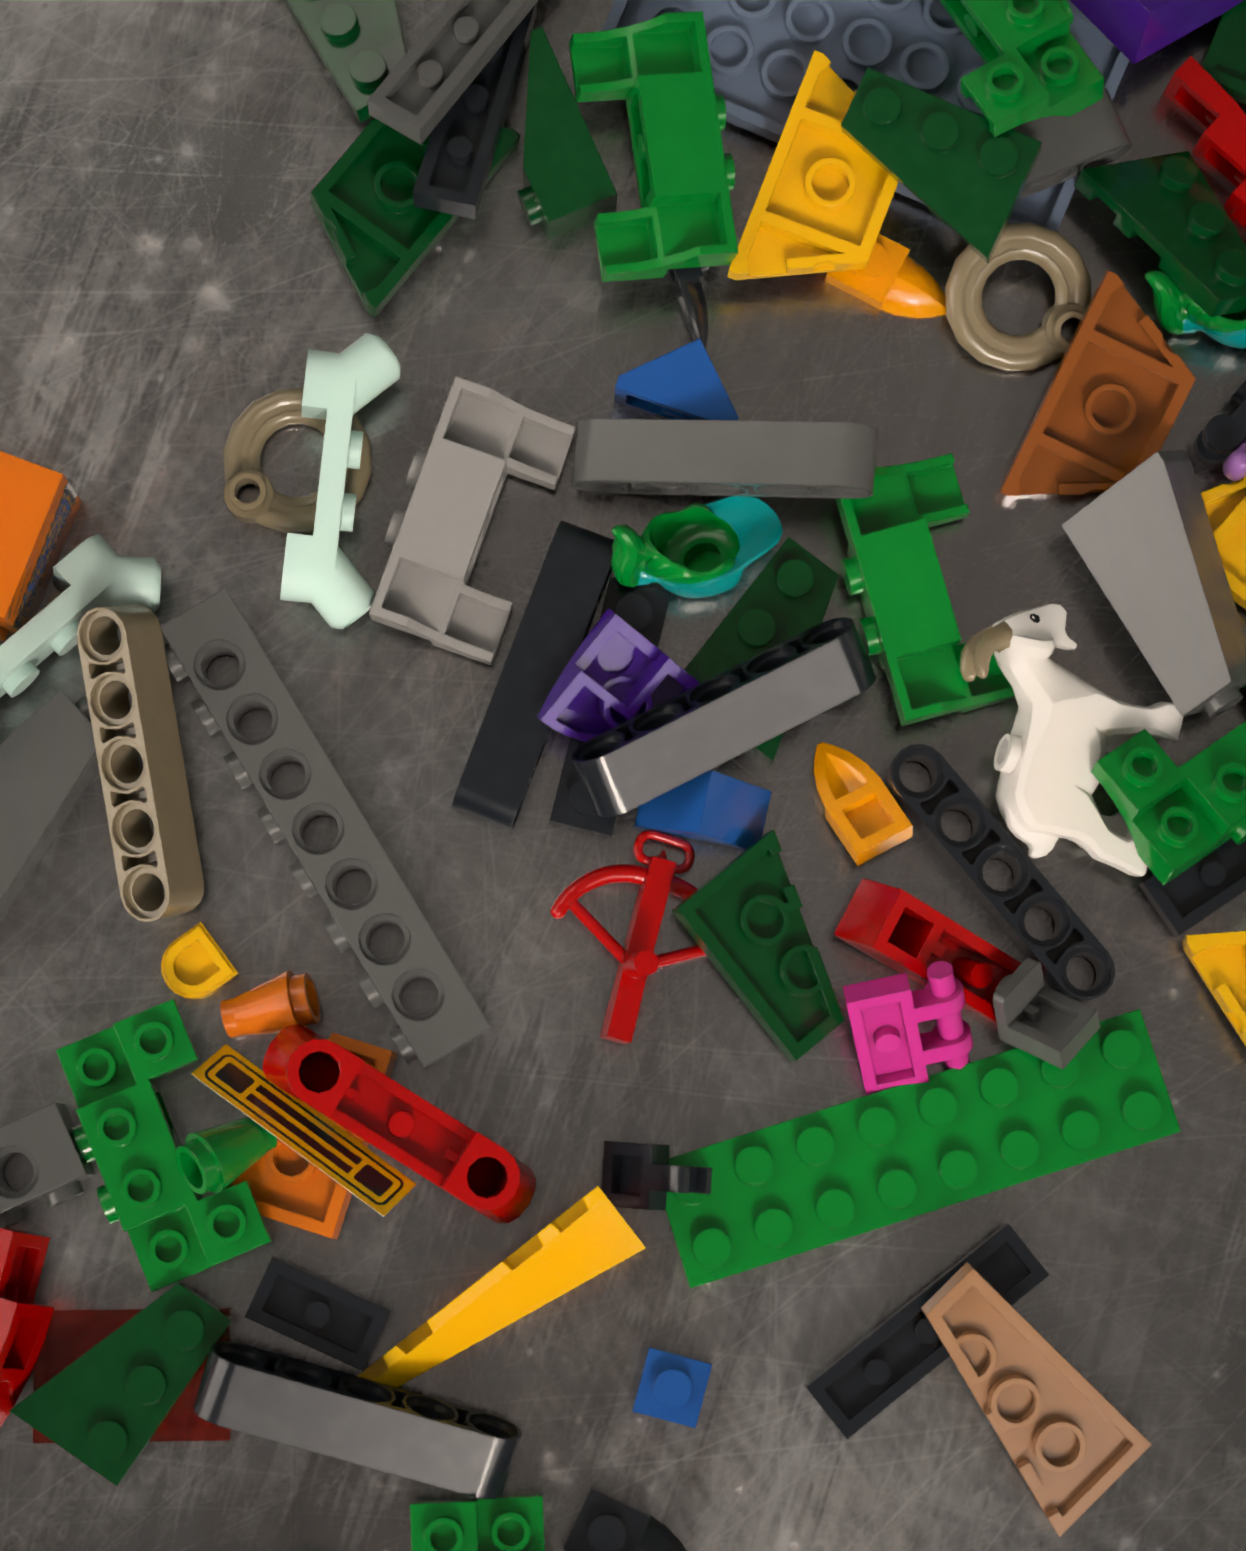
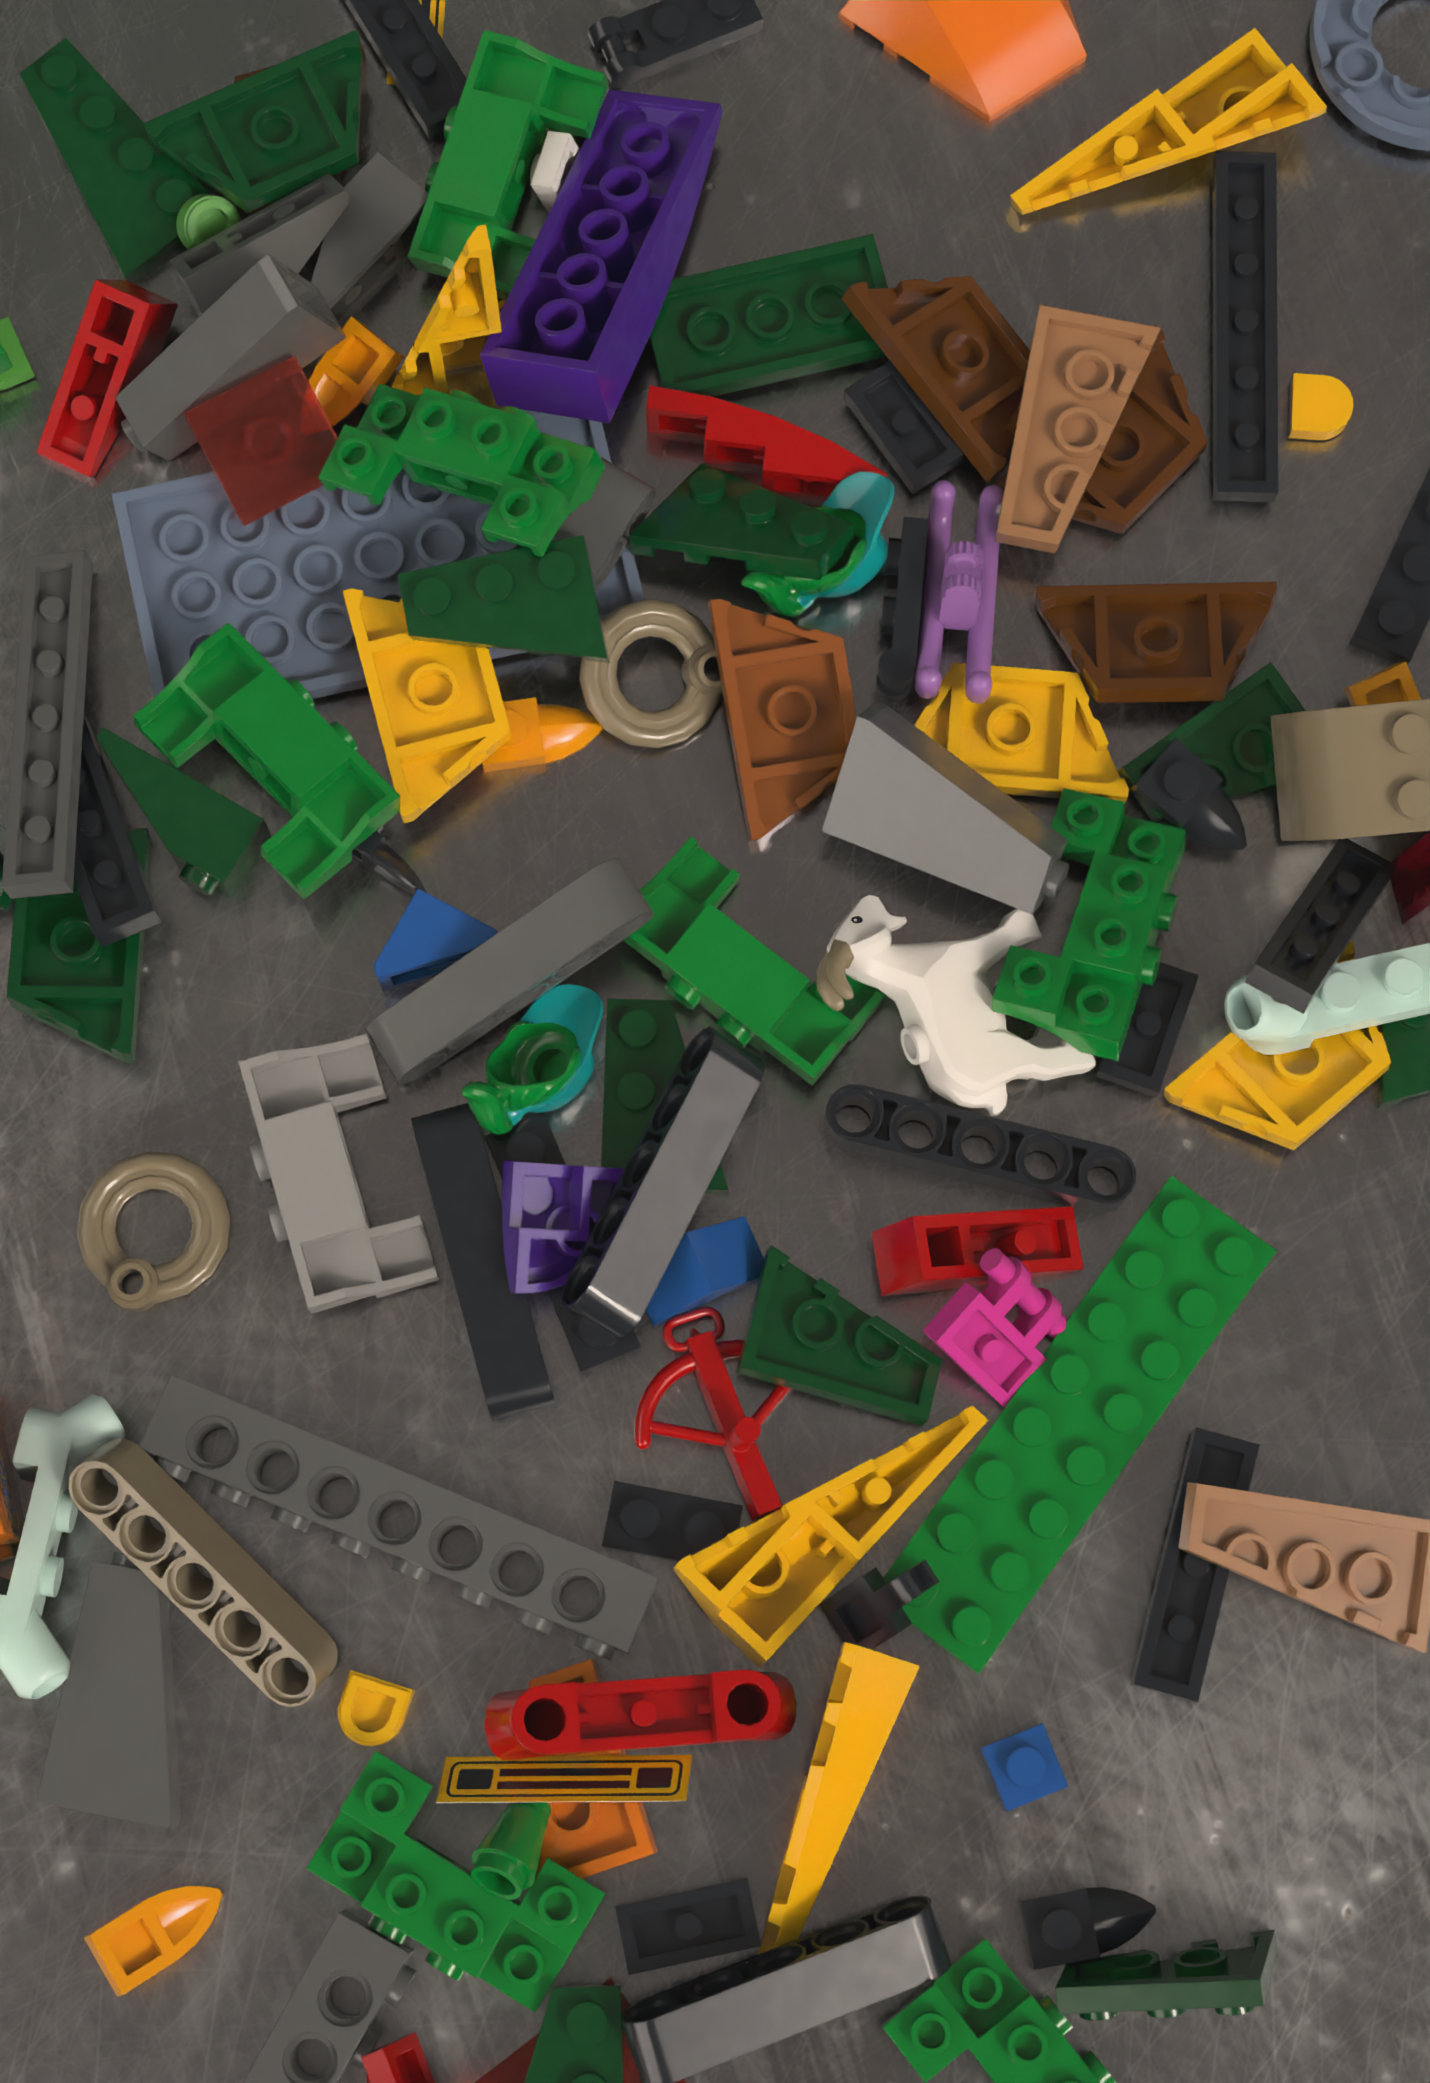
camera: 30 degrees left, 5 degrees down
(272, 1006) = (462, 1696): orange cone -> none
(334, 391) = (145, 1147): light aqua plate -> none
(533, 994) = (665, 1522): none -> black plate
(599, 1090) = (781, 1567): none -> yellow wedge
(858, 804) = (823, 1175): light orange plate -> none
(1040, 1017) = (1099, 1240): dark grey bracket -> none

